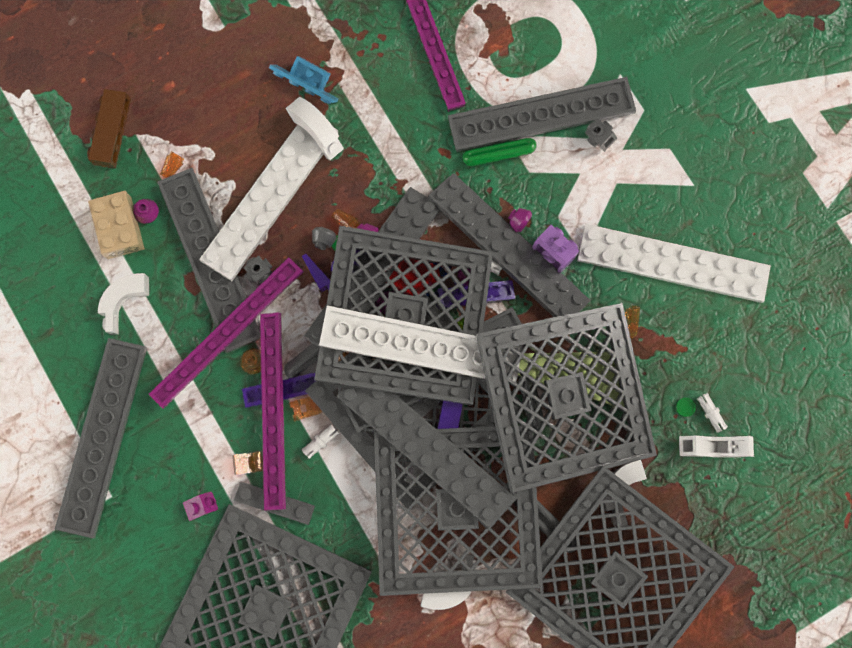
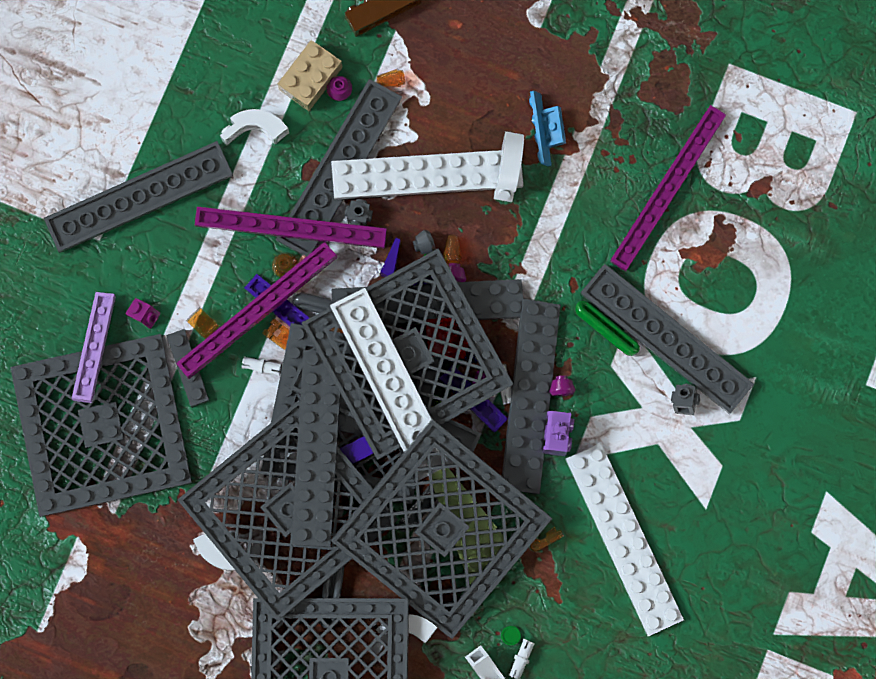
camera: 55 degrees right, 0 degrees up
(197, 569) = (93, 347): none -> lavender plate

